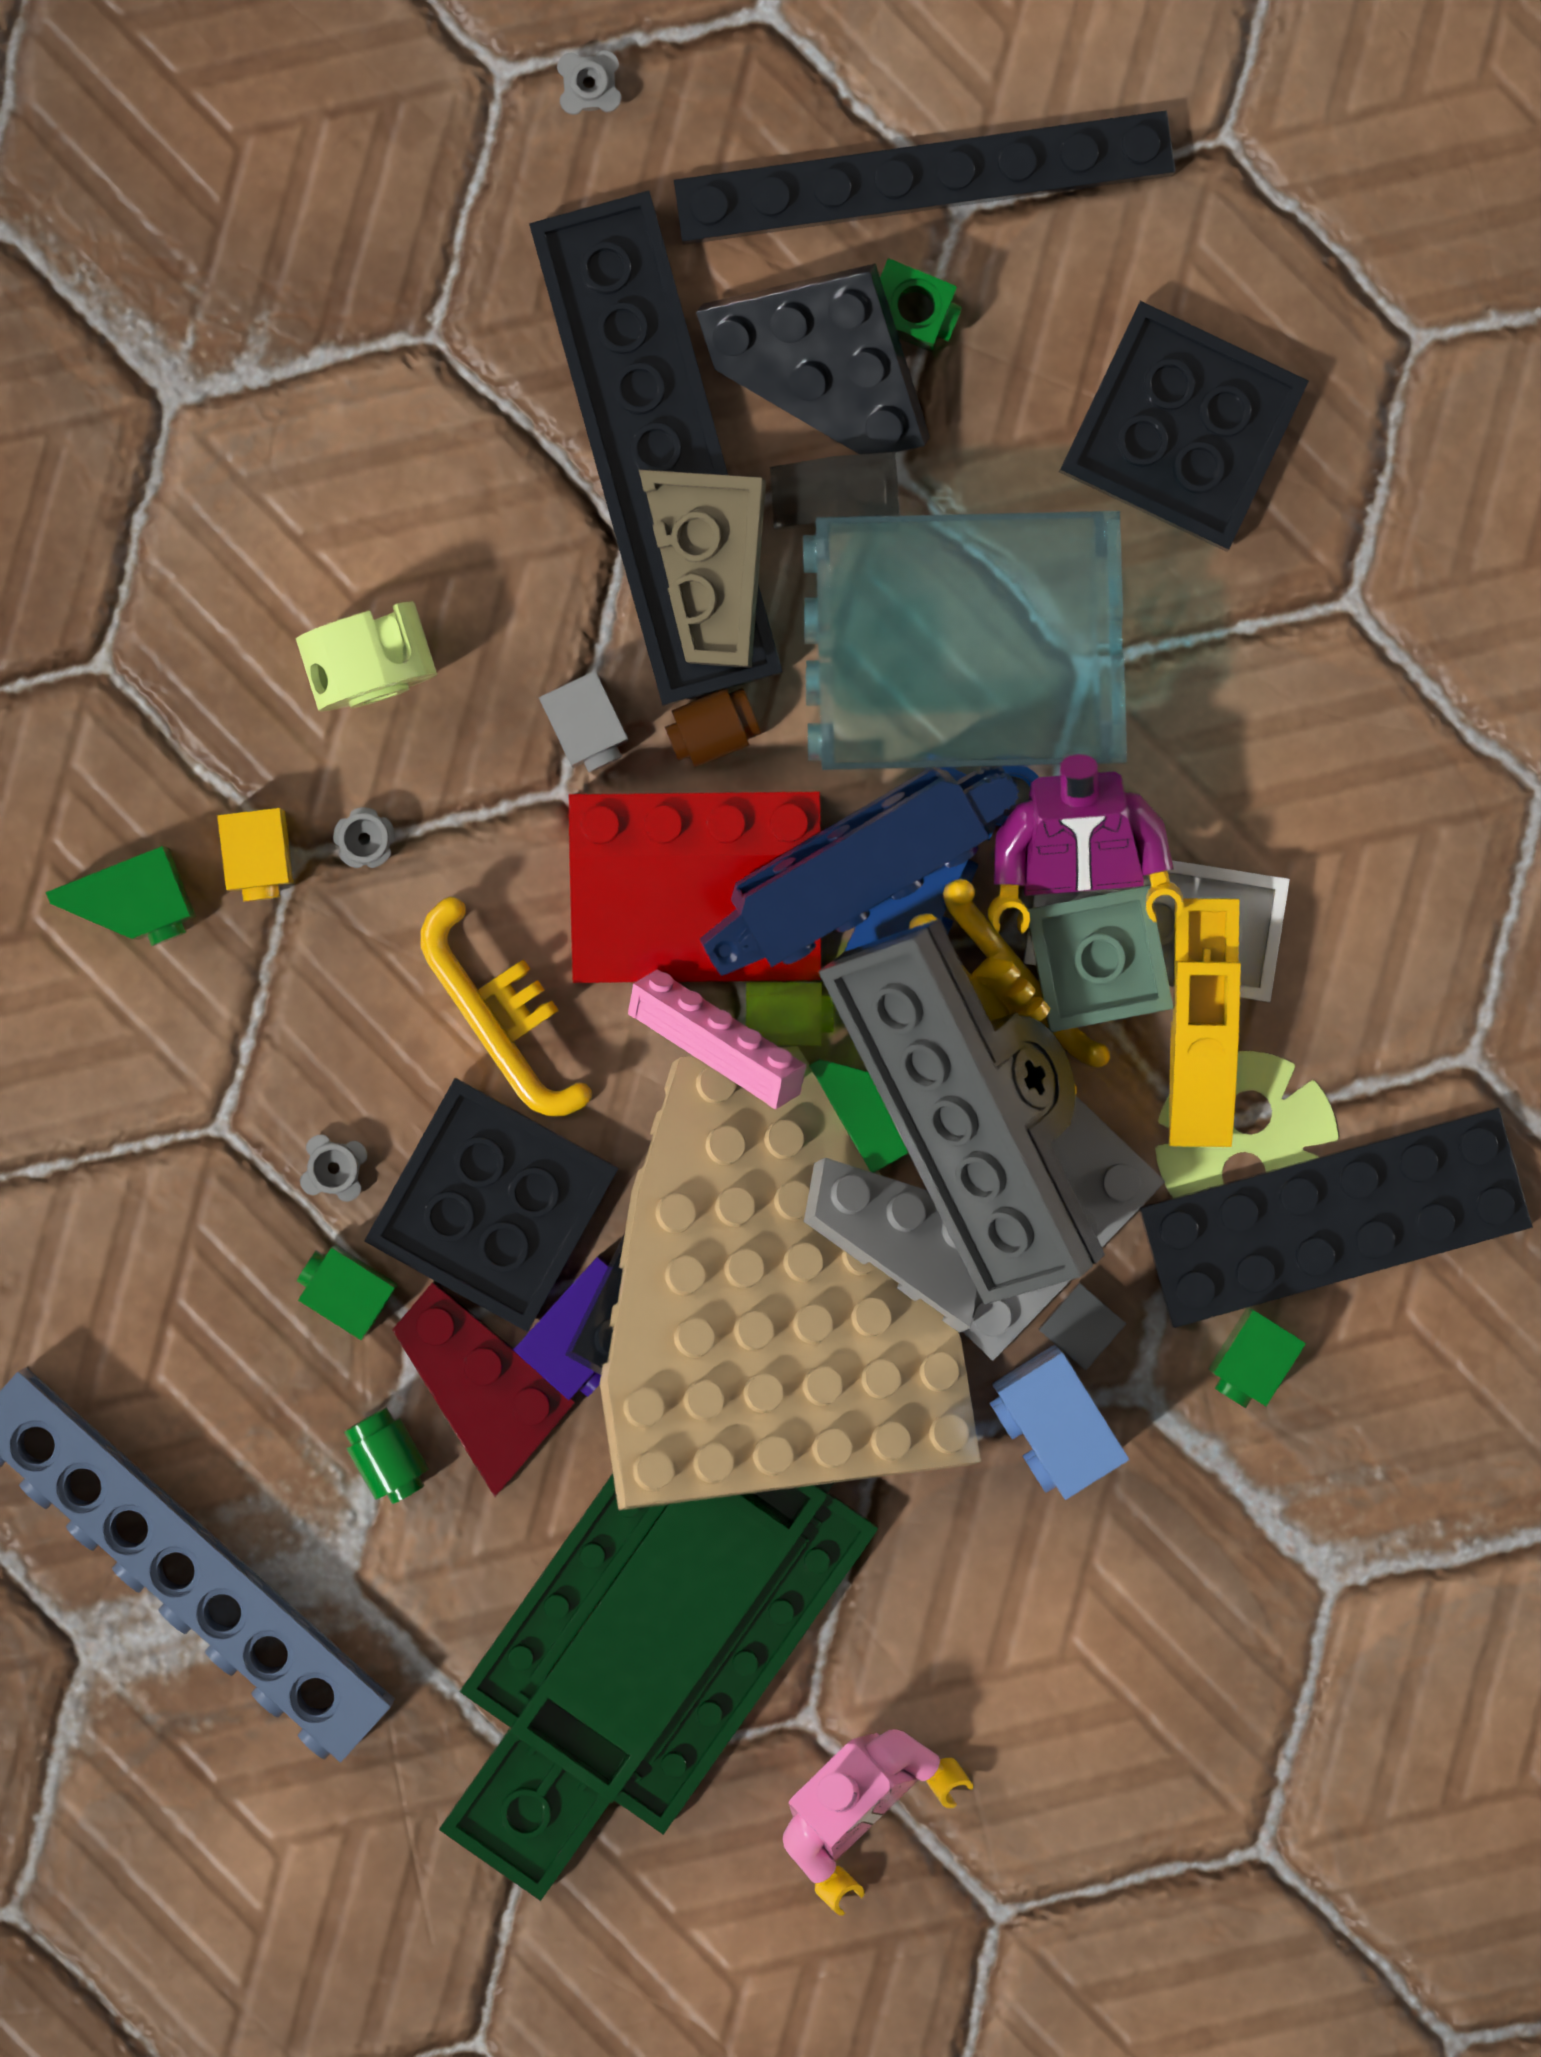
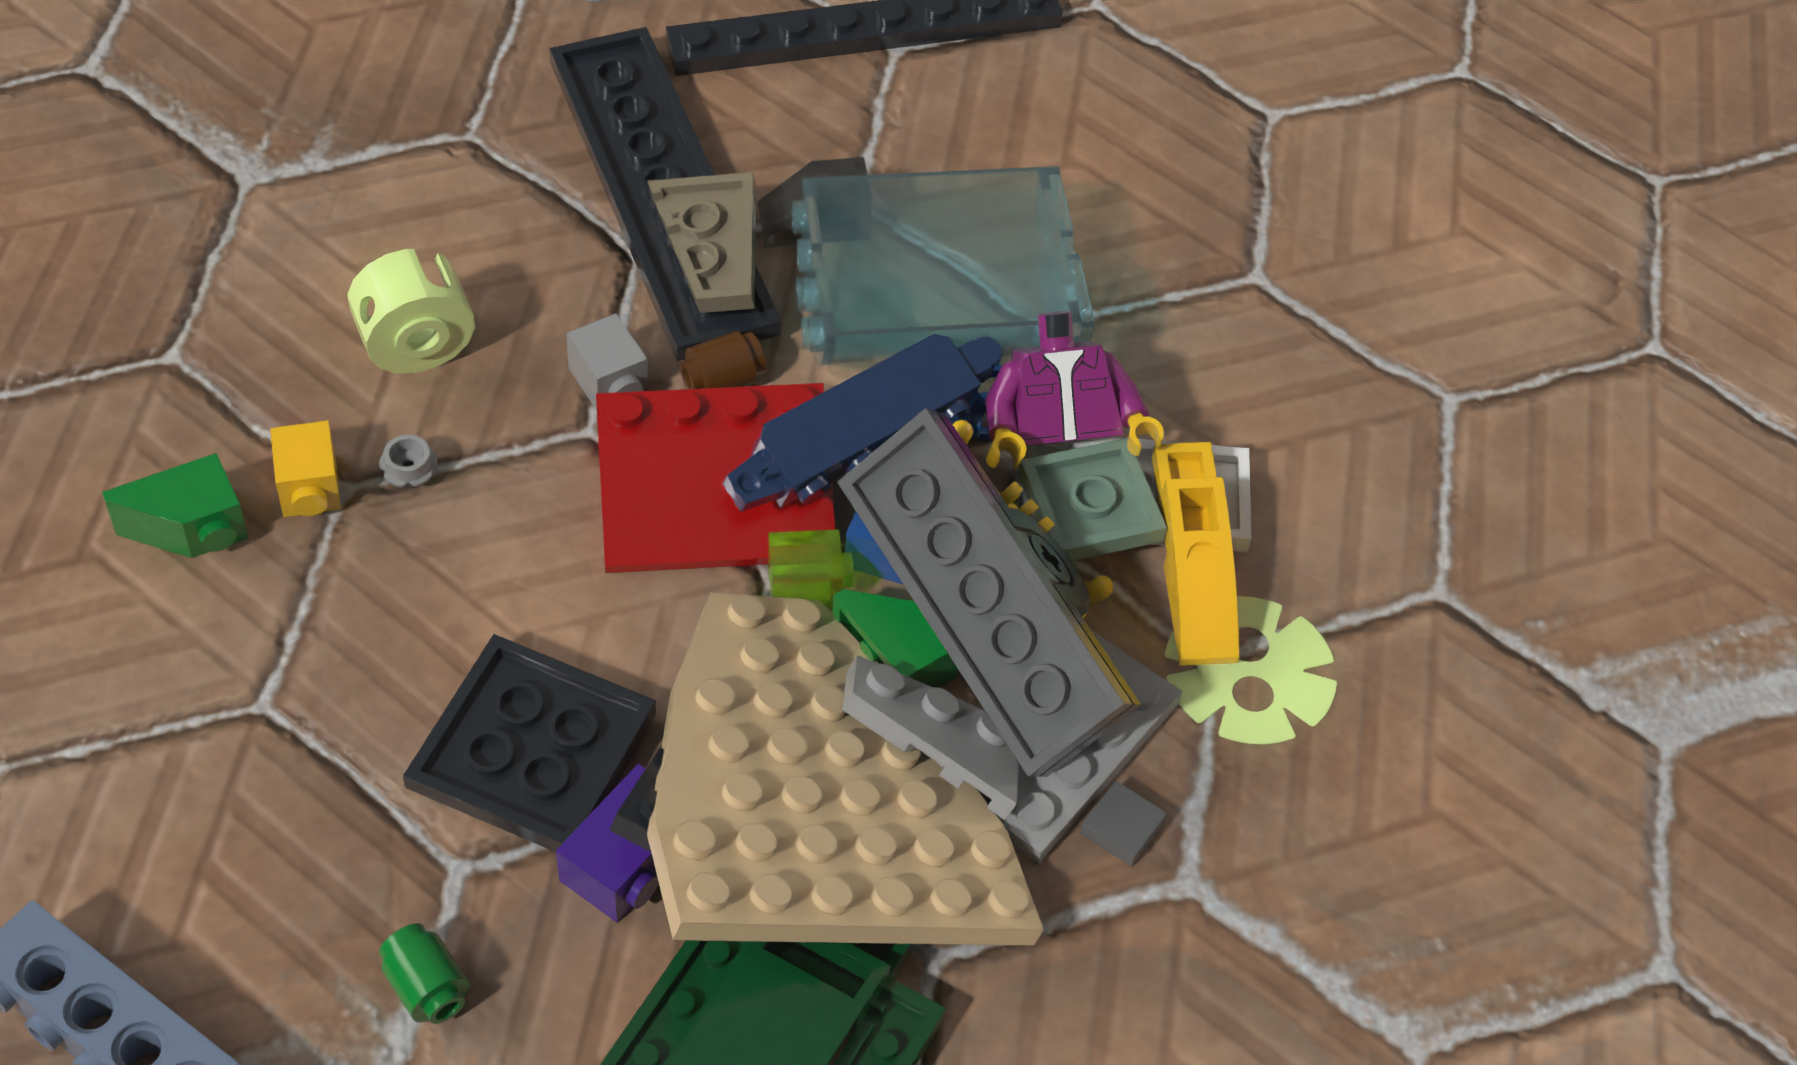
camera: 15 degrees left, 35 degrees down
(319, 1179) = (372, 710): light grey plate -> none
(345, 1290) = (385, 823): green brick -> none
(480, 1384) = (525, 910): dark red wing -> none
(497, 1013) = (537, 584): yellow piece -> none
(717, 1039) = (745, 572): bright pink piece -> none
(823, 356) = (791, 110): black plate -> none
(900, 280) = (864, 91): green brick -> none
(1059, 1421) = (1117, 883): medium blue brick -> none
(1183, 426) = (1109, 155): black plate -> none
(1254, 1359) = (1298, 831): green brick -> none
(1335, 1217) = (1344, 720): black plate -> none

